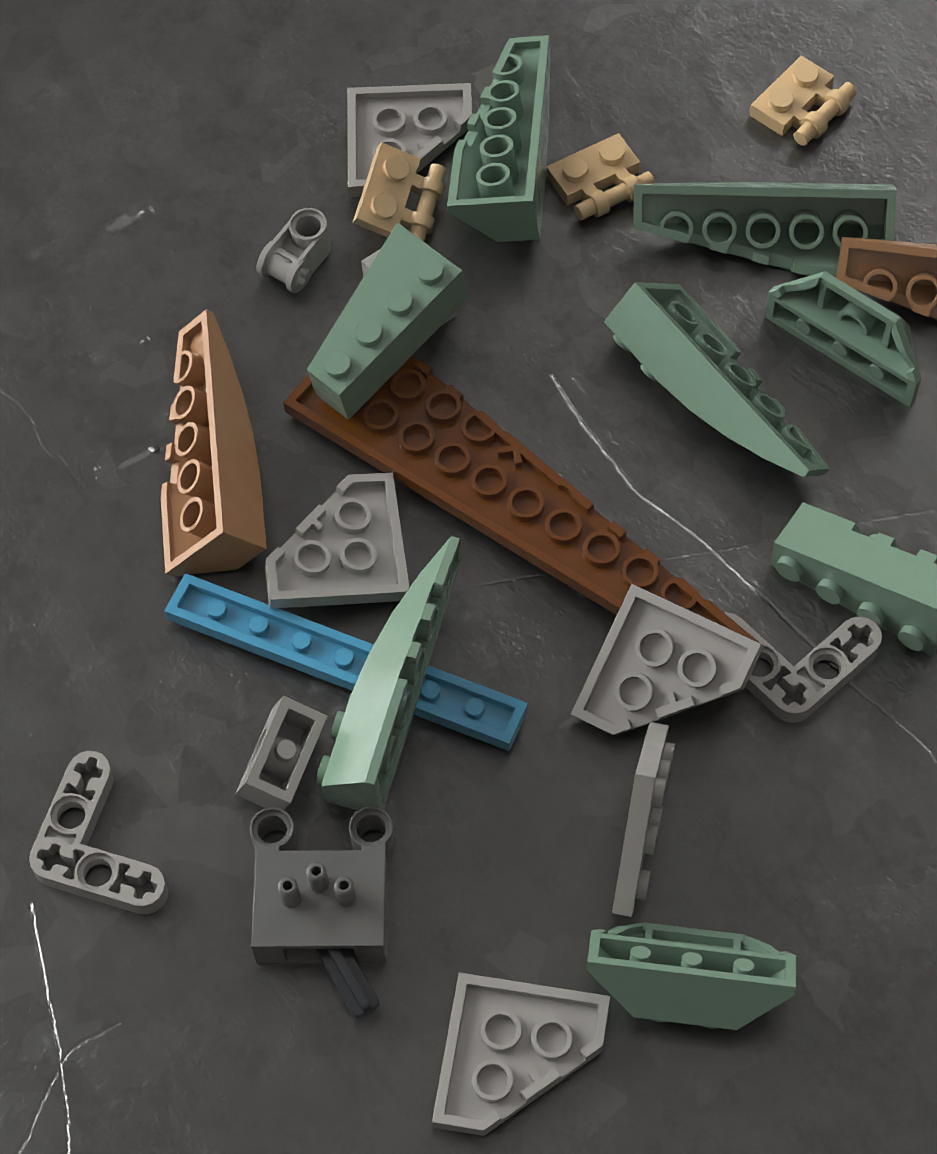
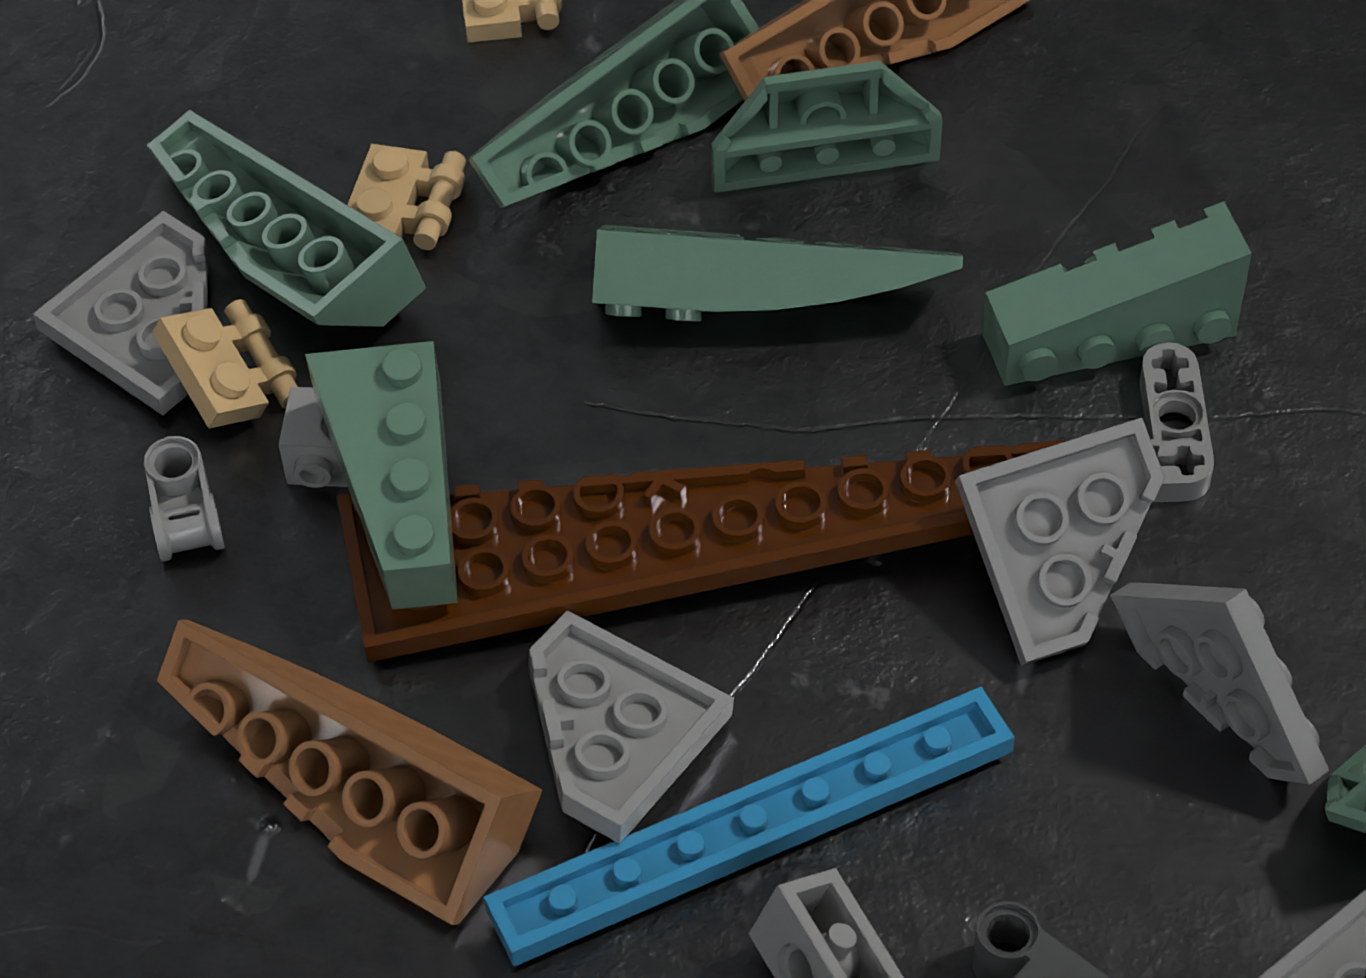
camera: 50 degrees left, 10 degrees down
(387, 691) = (872, 796): sand green wedge -> none

